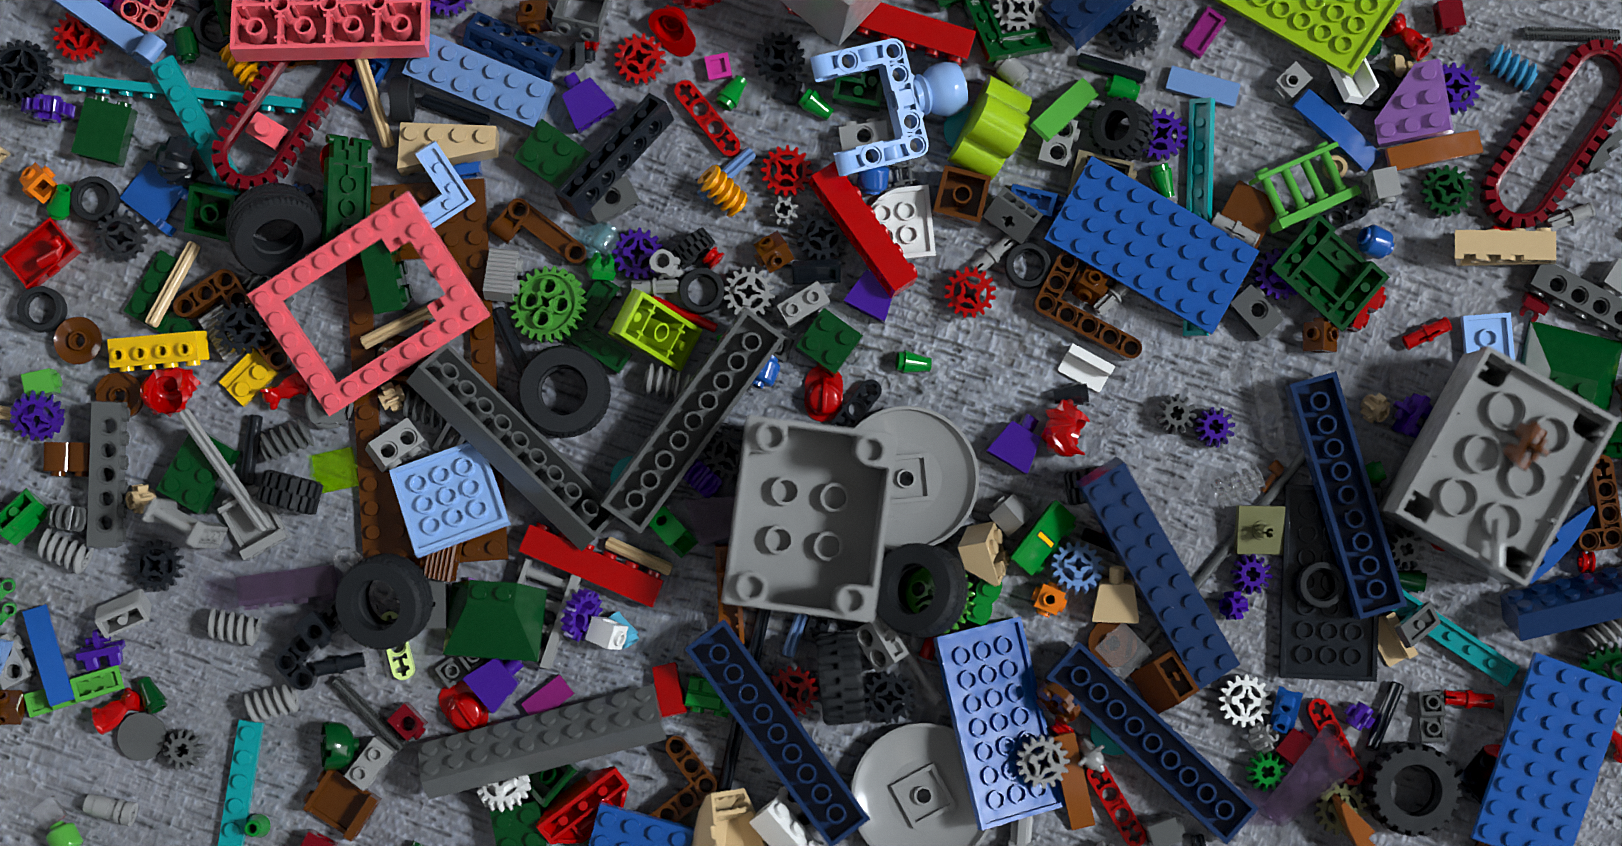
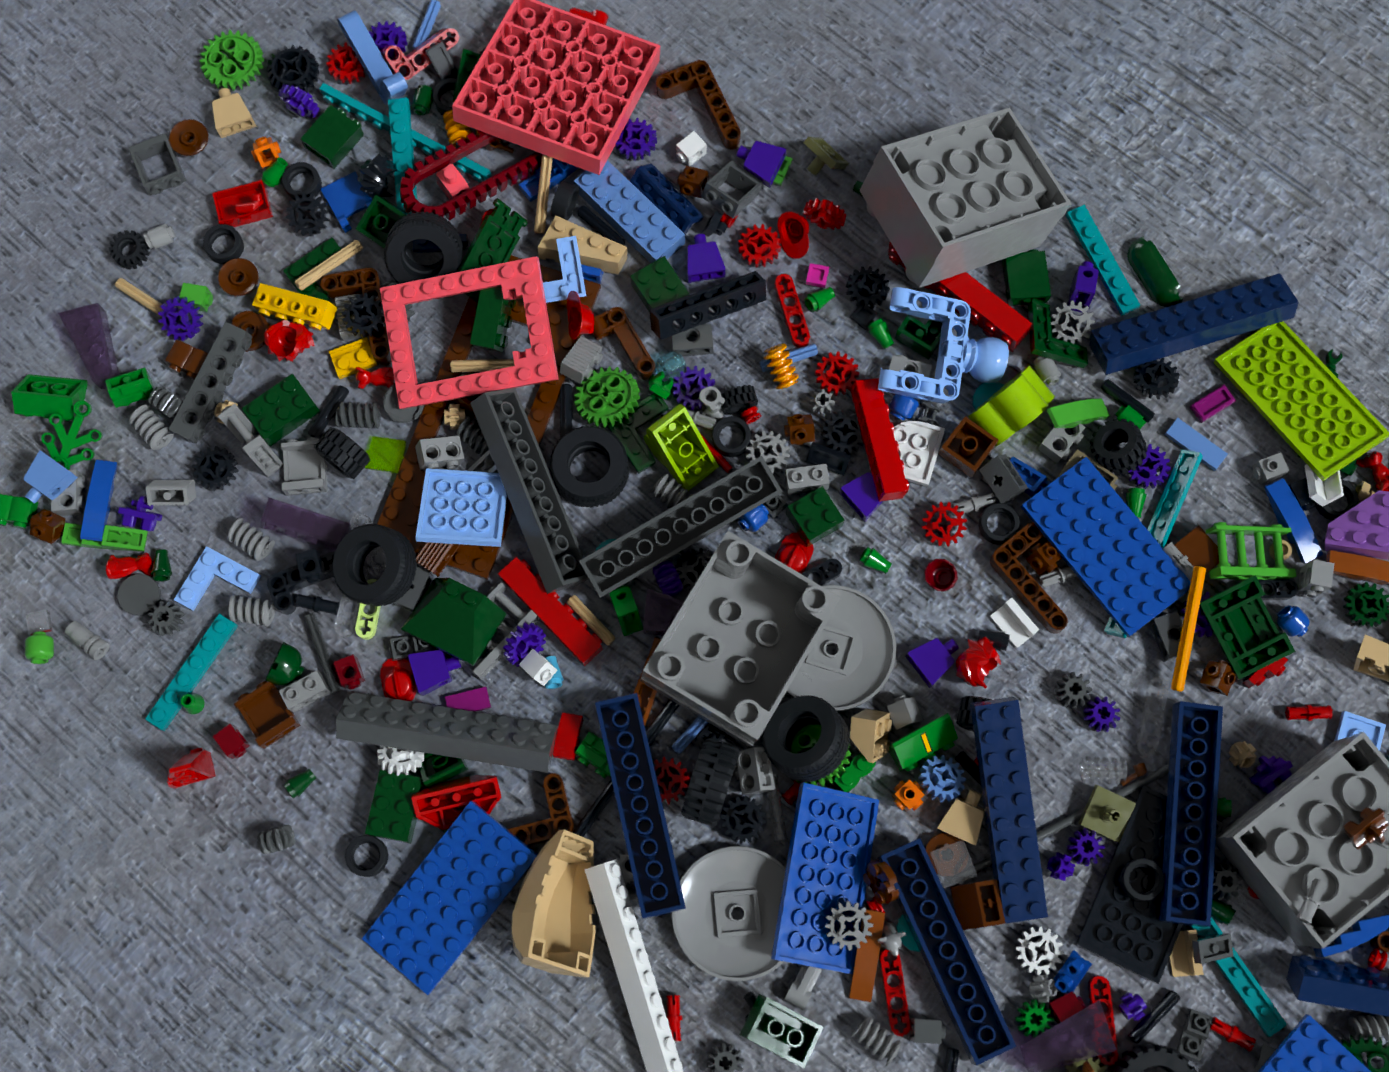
camera: 25 degrees right, 10 degrees down
(200, 677) = (205, 569): none -> light blue plate
(223, 469) = (299, 414): light grey axle -> none
(479, 228) = (579, 316): none -> red piece
(988, 350) = (941, 575): none -> dark red hair
(1270, 300) = (1188, 628): none -> light orange axle

